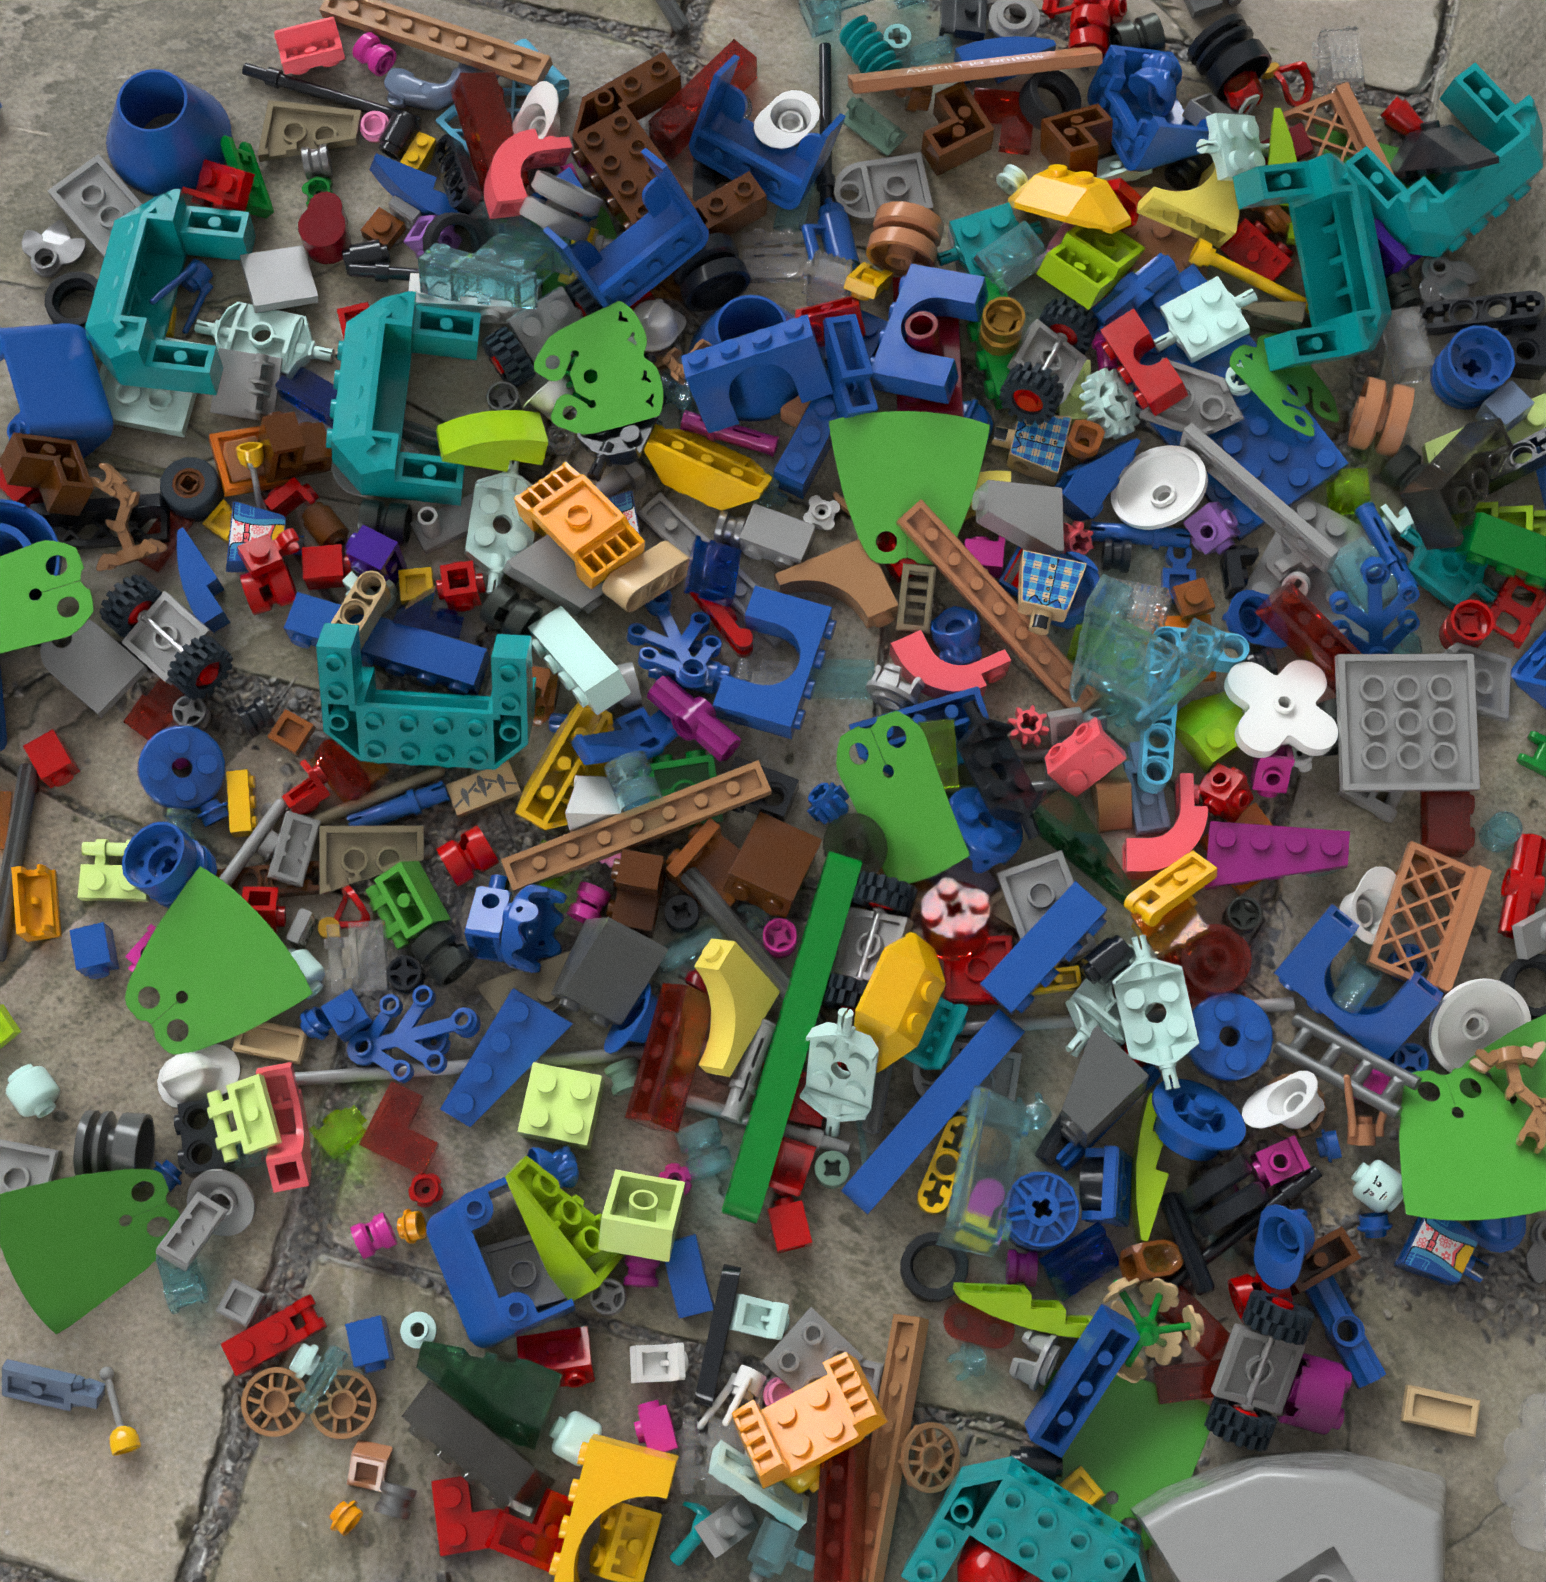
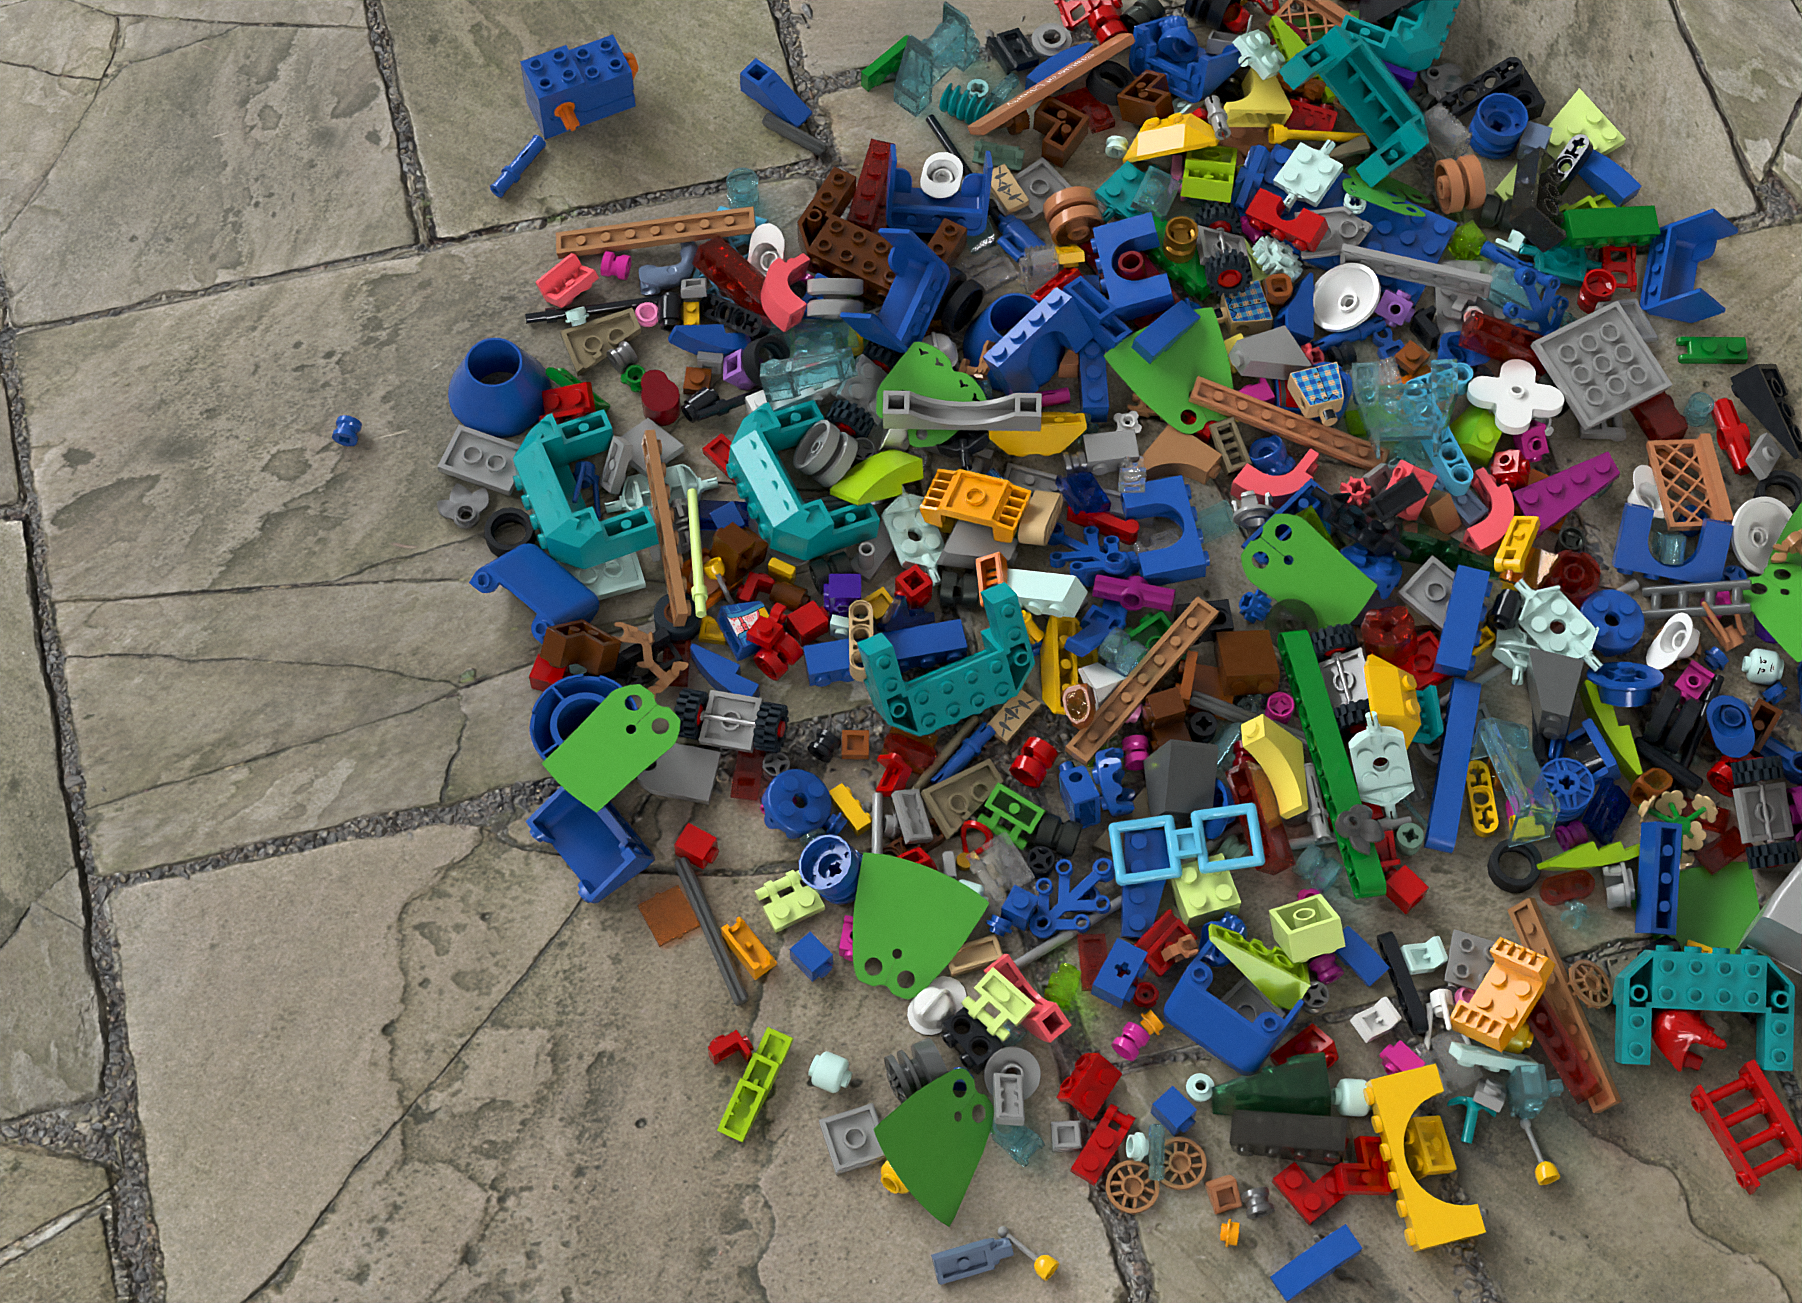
camera: 30 degrees left, 10 degrees down
(211, 473) = (699, 590): none -> yellowish green bar
(223, 292) = (616, 465): none -> light grey plate
(224, 392) = (667, 536): none -> medium nougat plate
(295, 91) = (576, 316): none -> light aqua plate
(299, 1259) = (1089, 1084): none -> red bracket
(305, 403) = (727, 514): none -> blue tile
(334, 493) = (781, 571): none -> yellow tile
(382, 1154) = (1121, 958): none -> blue brick
(438, 120) = (694, 288): none -> light grey tile
(455, 382) = (825, 453): none -> light grey wheel
(480, 1142) = (1160, 936): none -> red plate
(484, 1165) = (1182, 950): none -> nougat plate
(540, 821) = (1079, 704): none -> rock
(550, 689) = (1033, 630): none -> yellow pin
(552, 605) = (989, 562): none -> orange slope
(561, 32) = (742, 188): none -> clear light blue wheel
(564, 1046) = (1186, 844): none -> medium azure bar
(657, 432) = (1006, 413): none -> light grey arch
(772, 1136) = (1359, 828): none -> flat silver plate
(775, 583) = (1132, 477): none -> clear plate
(853, 170) = (1007, 190): none -> tan tile
(913, 427) = (1165, 331): none -> blue slope
(1062, 761) = (1398, 497): none -> black tile
(1134, 200) = (1217, 117): none -> light grey pin

